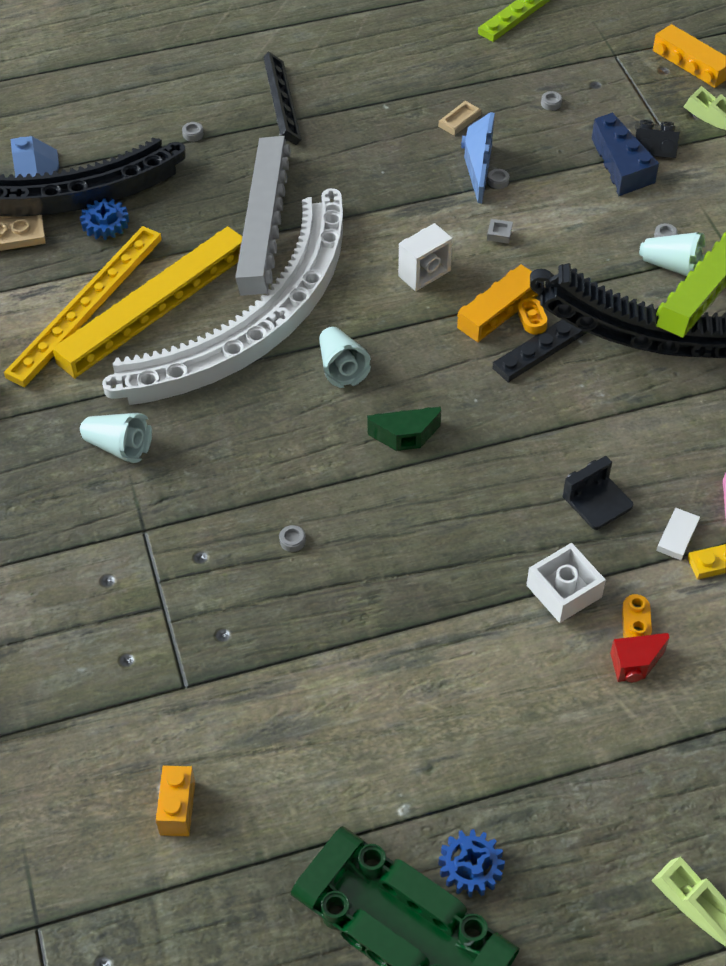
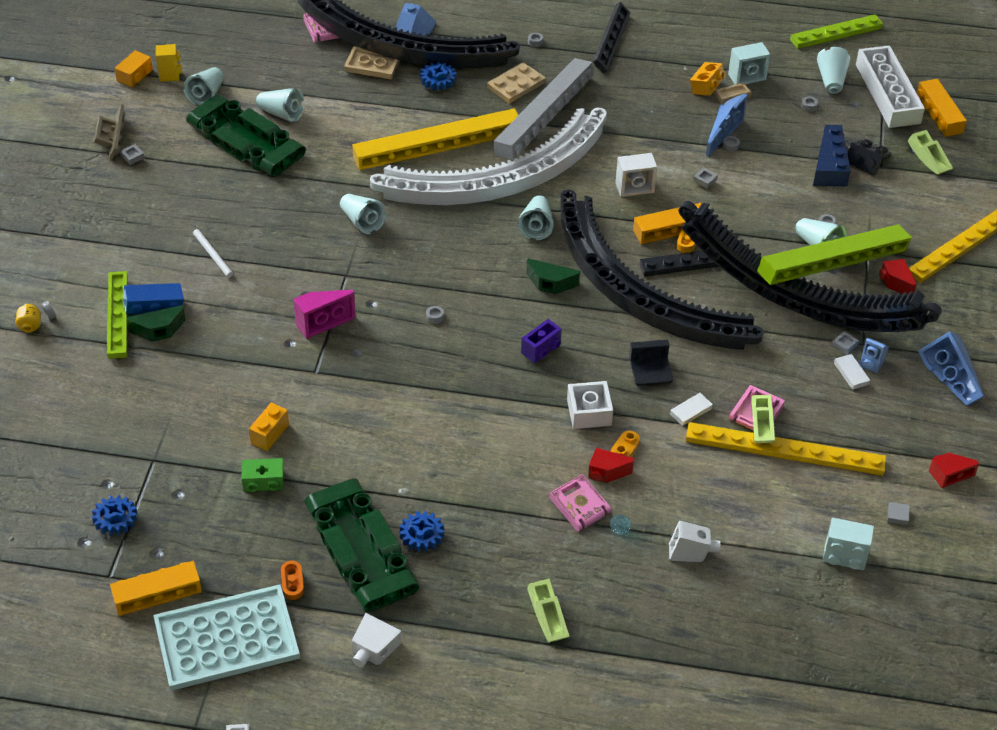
camera: 25 degrees right, 5 degrees down
(82, 306) = (393, 125): yellow plate -> none
(150, 597) = (323, 310): none -> dark pink slope
(202, 193) = (516, 82): none -> tan plate
(220, 868) = (263, 474): none -> bright green brick
(425, 110) = (707, 78): none -> light orange brick
(451, 520) = (541, 341): none -> dark purple brick
(461, 76) = (749, 63): none -> light aqua brick
(512, 410) = (637, 297): none -> black gear
(554, 50) = (833, 68): none -> light aqua cone
(627, 50) = (889, 86): none -> white brick
(643, 726) = (582, 504): none -> bright pink container
(700, 737) = (620, 528): none -> clear light blue plate

